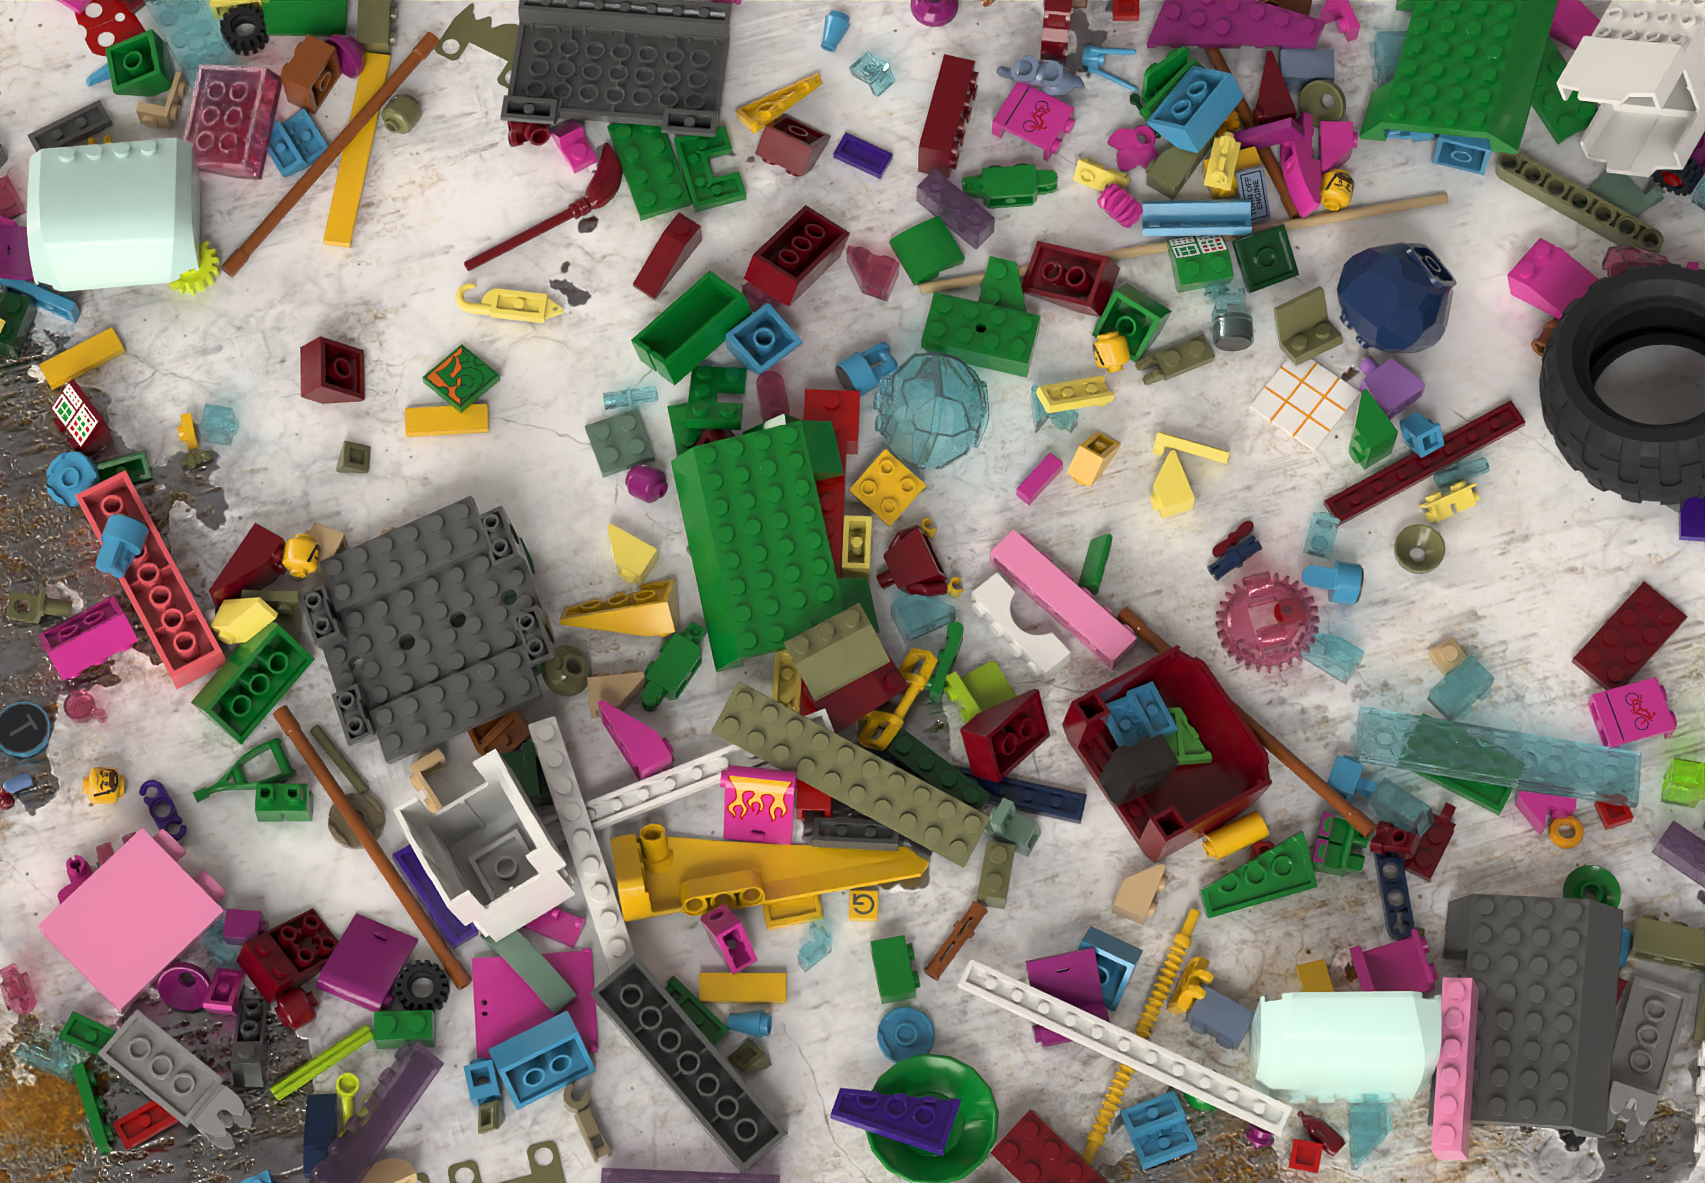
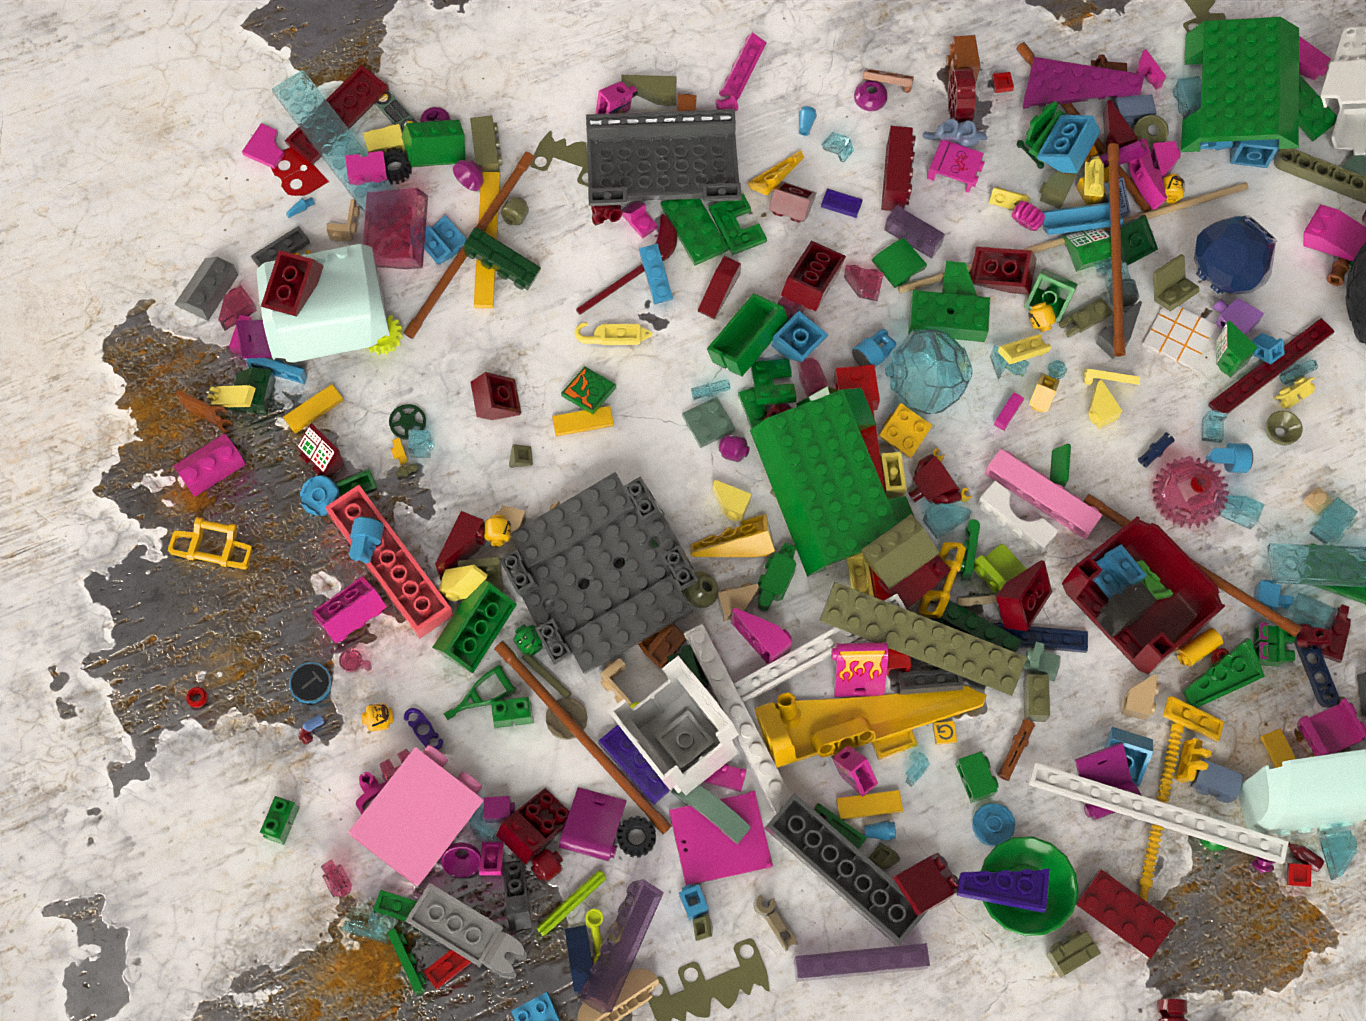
camera: 10 degrees left, 0 degrees up
(38, 606) = (309, 591): olive bracket -> none
(71, 183) = (291, 283): none -> dark red slope
(140, 65) = (324, 198): green slope -> none
(203, 31) = (366, 169): none -> dark pink brick
(207, 390) = (406, 420): none -> dark green wheel
(311, 74) = (447, 190): dark orange brick -> none
(320, 709) = (528, 640): none -> green head
(370, 180) = (501, 259): none -> dark green brick
(404, 1027) = (629, 869): green brick -> none
(542, 1060) = (735, 879): dark azure slope -> none
(581, 226) = (655, 274): none -> dark azure plate
(793, 1098) = (927, 883): none -> dark red slope
(937, 731) = (973, 599): none -> dark tan tile
(1010, 185) = (949, 211): green hinge -> none
(1096, 55) = (988, 118): dark azure plant -> none
(1119, 422) = (1057, 365): none -> clear light blue plate
(1131, 151) = (1026, 178): dark pink plate -> none
(1158, 1130) = (1189, 870): dark azure slope -> none
(1205, 930) = (1193, 718): none -> yellow tile
(1208, 395) = (1119, 339): none -> dark orange piece
(1214, 390) = (1106, 335): none -> dark grey slope
(1233, 538) = (1151, 437): dark red piece -> none

